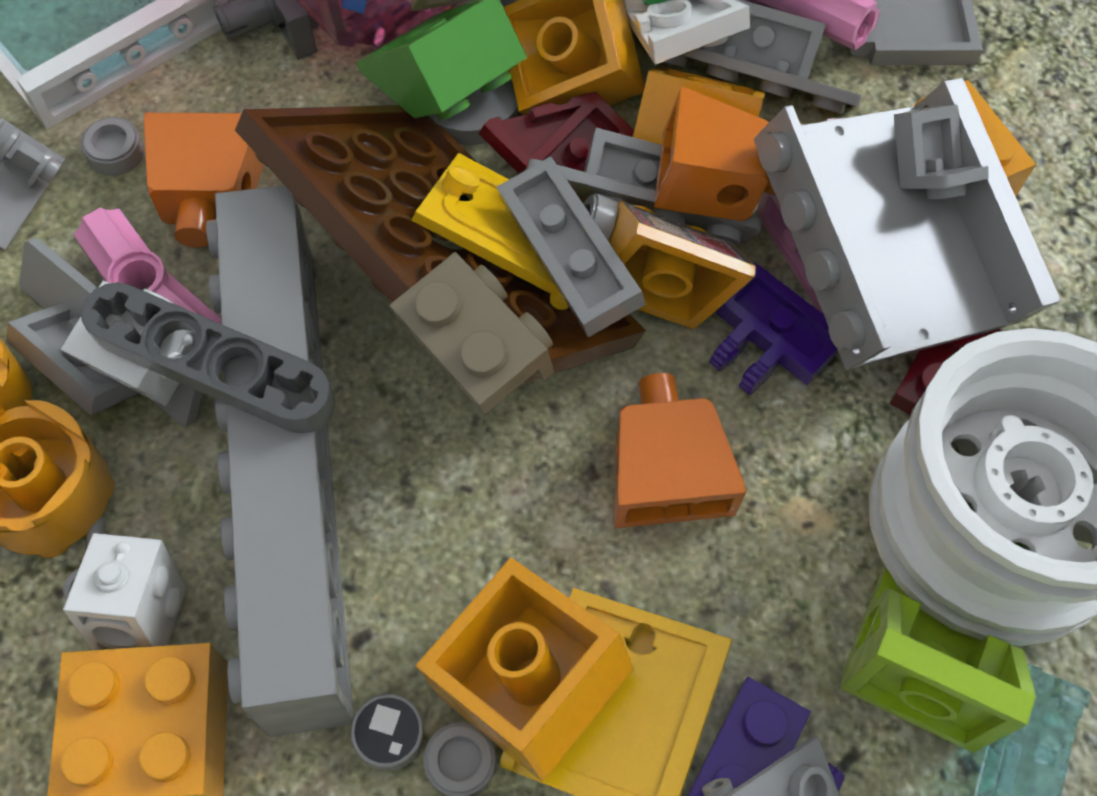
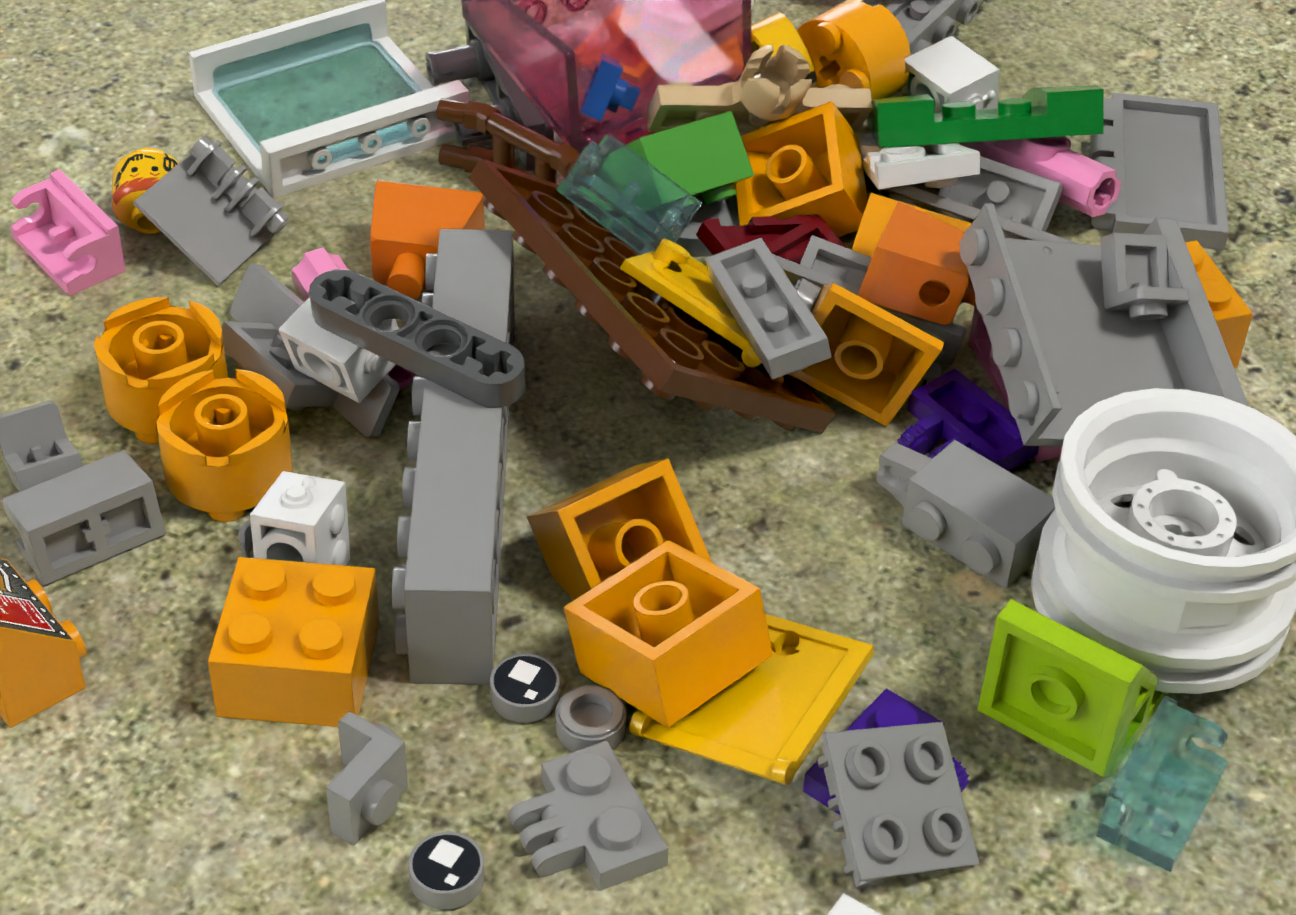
camera: 10 degrees right, 20 degrees down
(112, 146) = (336, 215): light grey tile -> none
(268, 60) = (505, 137): none -> reddish brown piece
(405, 113) = (628, 195): none -> clear light blue hinge
(458, 530) = (614, 525): none -> light orange slope
(473, 333) = (664, 332): dark tan bracket -> none
(672, 459) = (842, 514): orange torso -> none
(796, 435) = (968, 508): none -> light grey hinge

